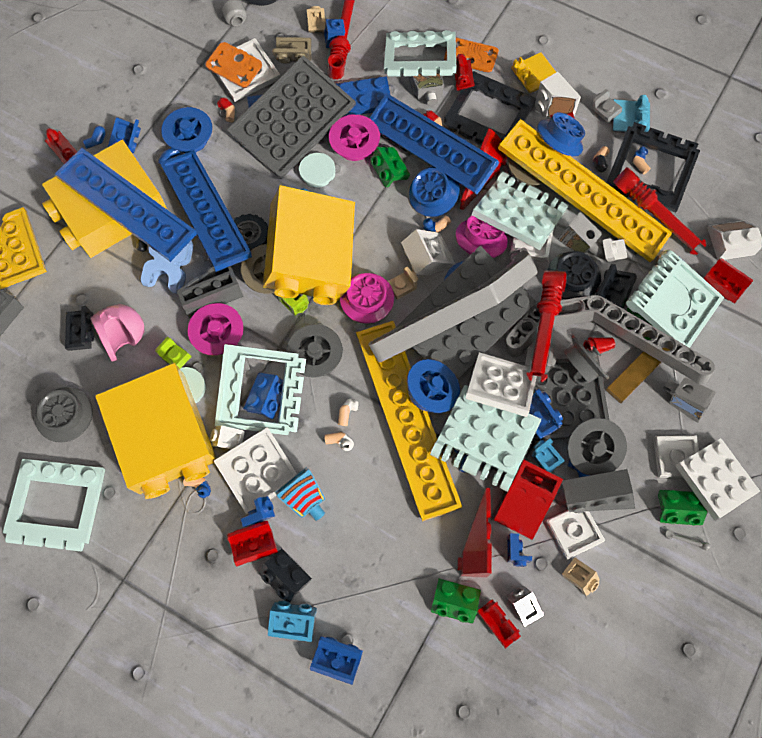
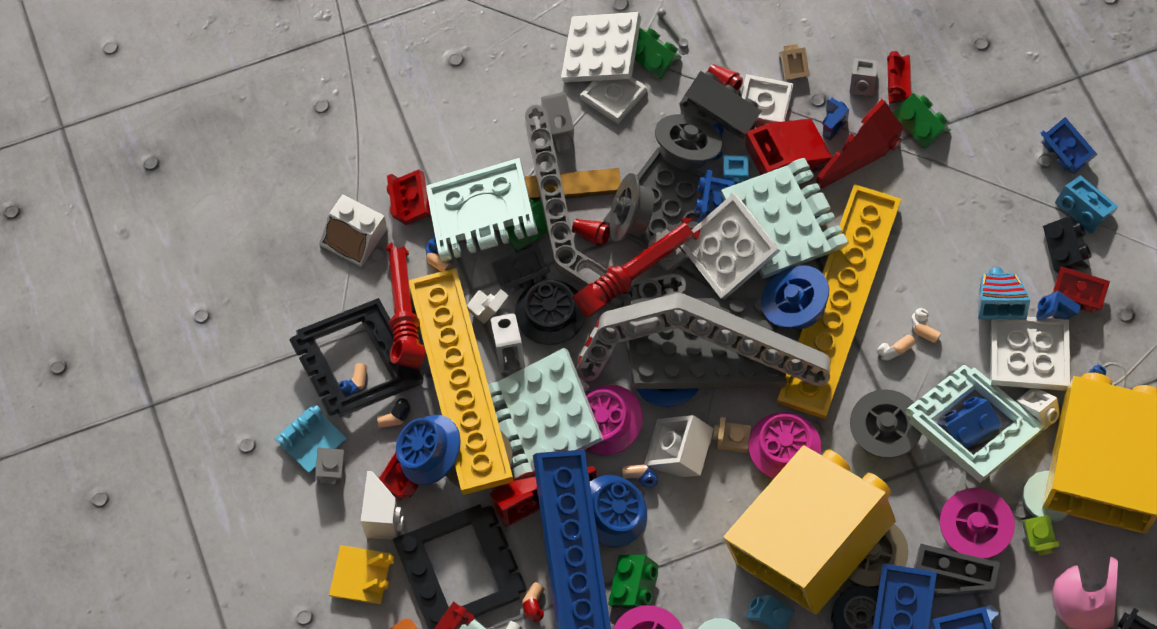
camera: 140 degrees left, 5 degrees down
(615, 524) = (726, 76): none -> red cone

